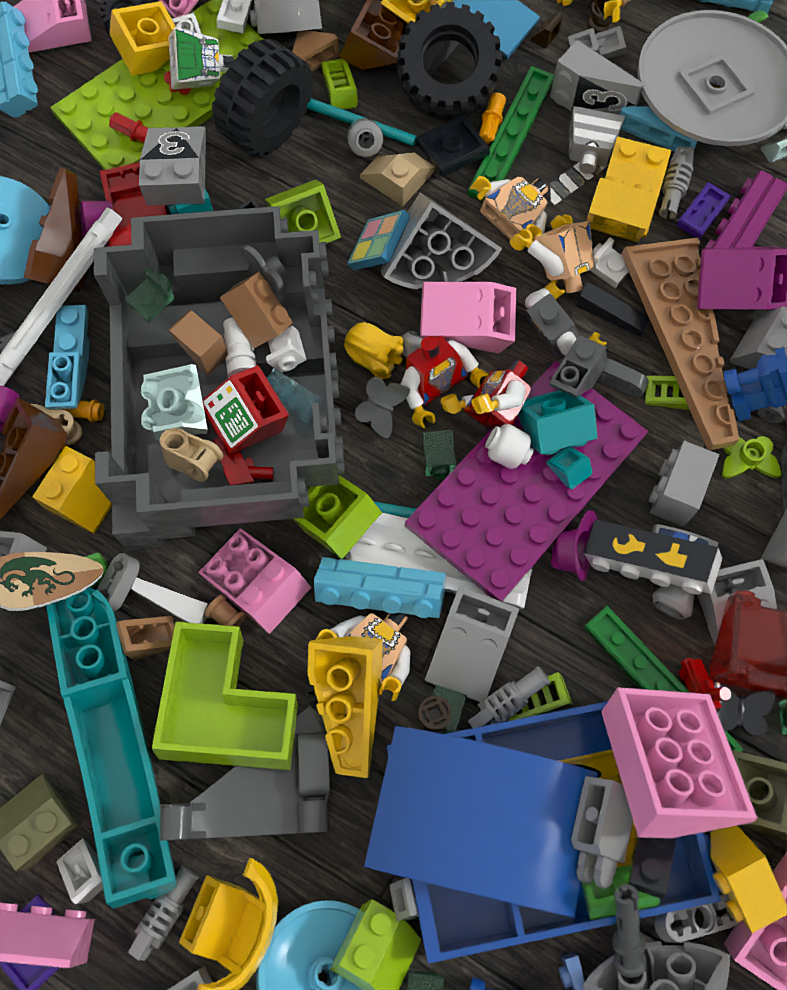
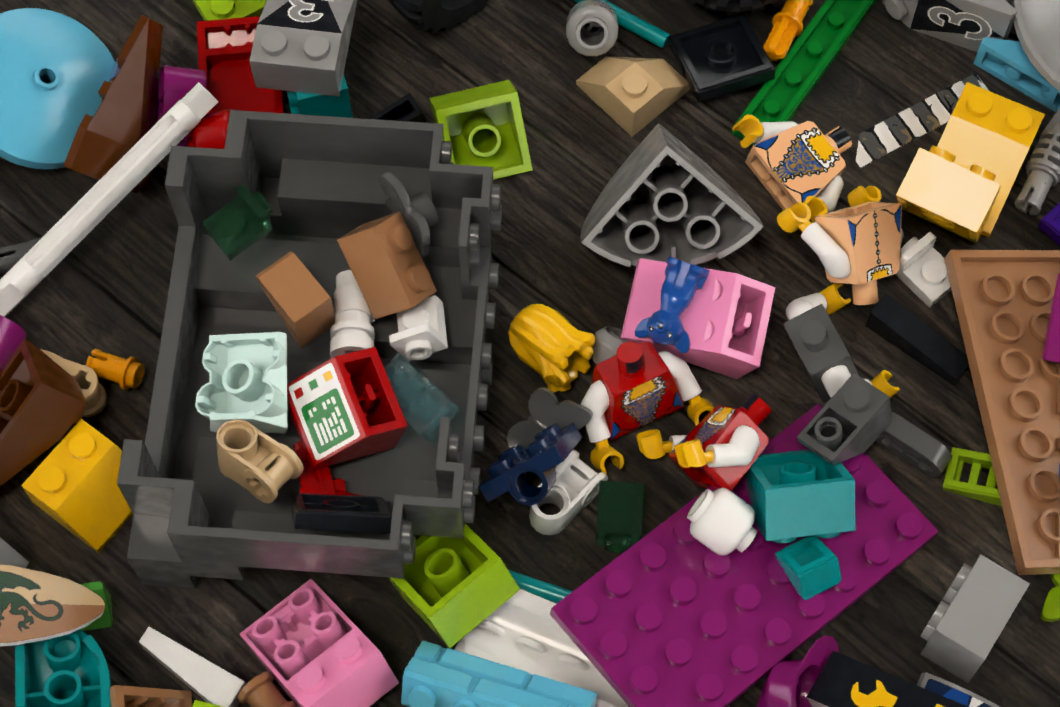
camera: 10 degrees right, 5 degrees down
(69, 358) = (107, 292): medium azure slope -> none
(119, 579) = (124, 625): light grey beam -> none
(253, 480) = (340, 513): none -> black tile
(378, 240) = (585, 185): tile -> none
(382, 421) = (539, 457): none -> dark blue plate
(401, 440) = (573, 490): none -> white piece
(454, 298) = (676, 295): none -> blue animal
(592, 137) = (933, 76): light grey torso -> none

